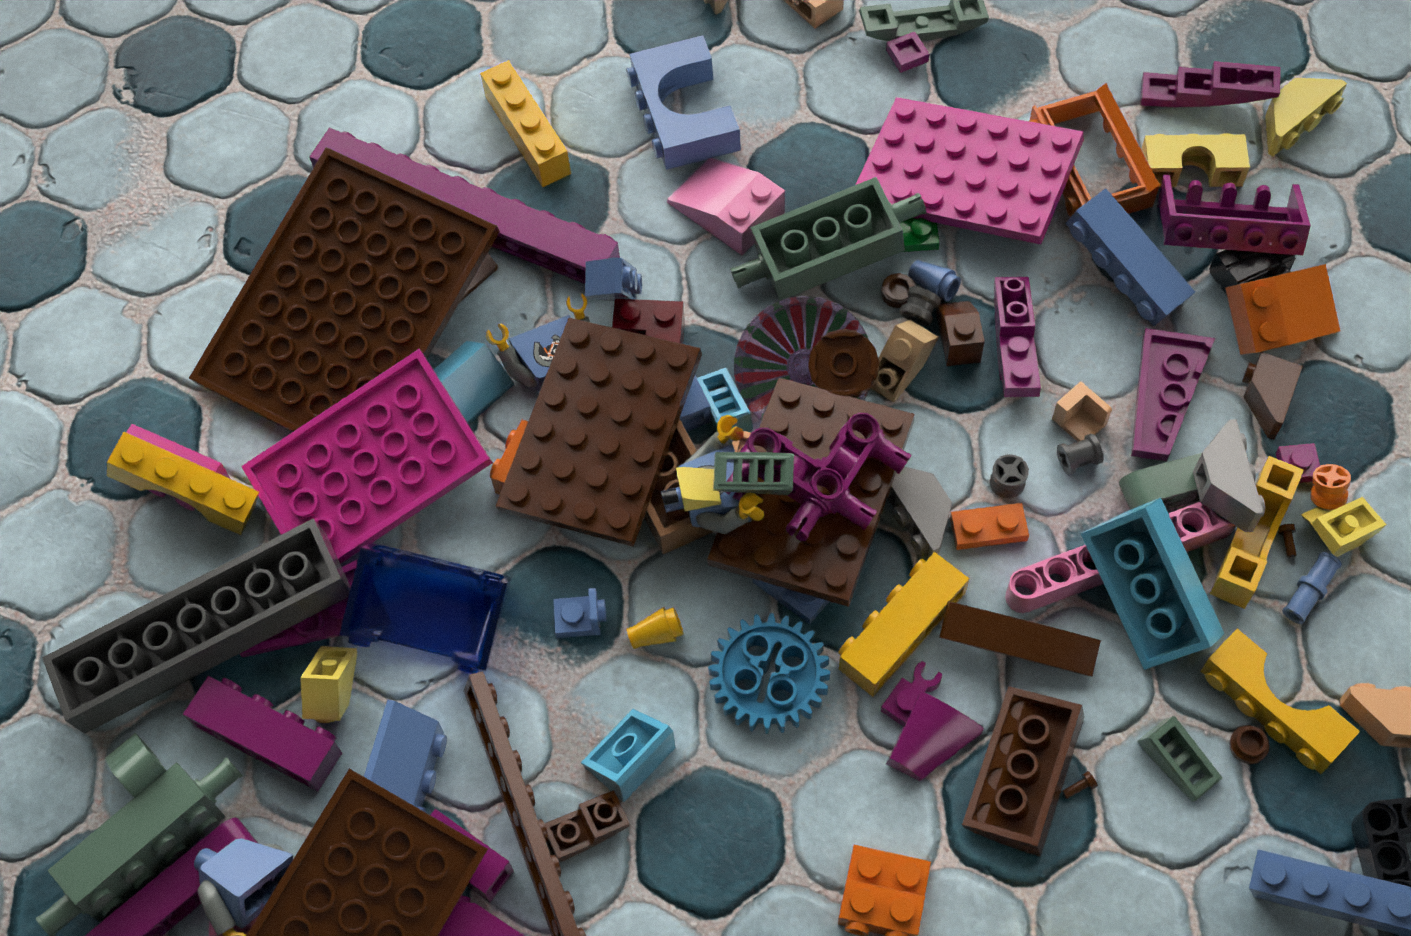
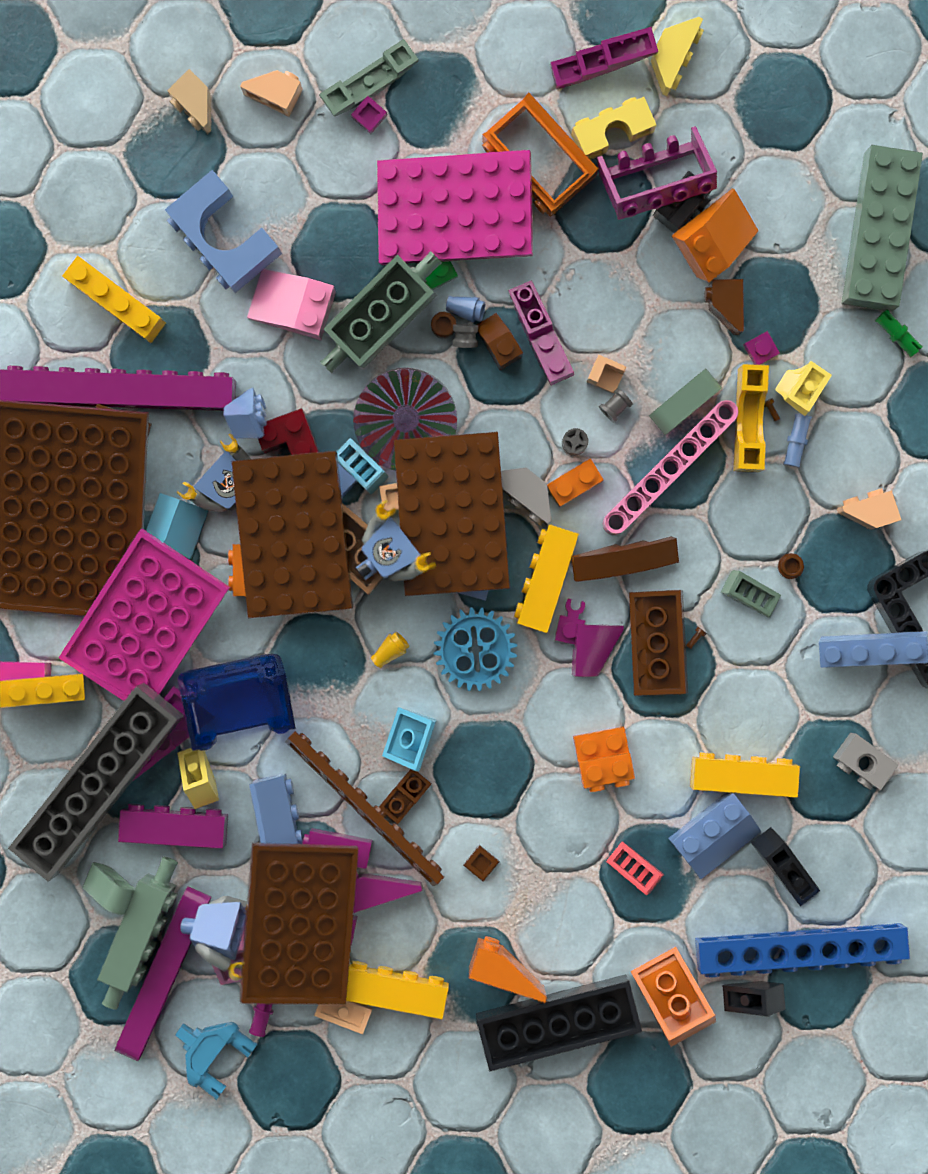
camera: 30 degrees left, 25 degrees up
(579, 615) = (335, 661): medium blue bracket -> none
(697, 488) = (383, 561): light yellow slope -> none
(769, 459) = (421, 551): sand green slope -> none
(833, 472) = (466, 504): magenta pin -> none
(844, 363) = (434, 412): reddish brown tile -> none
(903, 358) = (469, 382): tan slope -> none
(1129, 257) = (596, 238): medium blue brick -> none
(1153, 584) = (698, 489): medium azure slope -> none
(1166, 384) = (655, 328): magenta wing -> none
(1228, 480) = (721, 393): light grey slope -> none
(1312, 734) = (770, 520): yellow arch -> none
(1330, 486) = (784, 356): orange wheel -> none

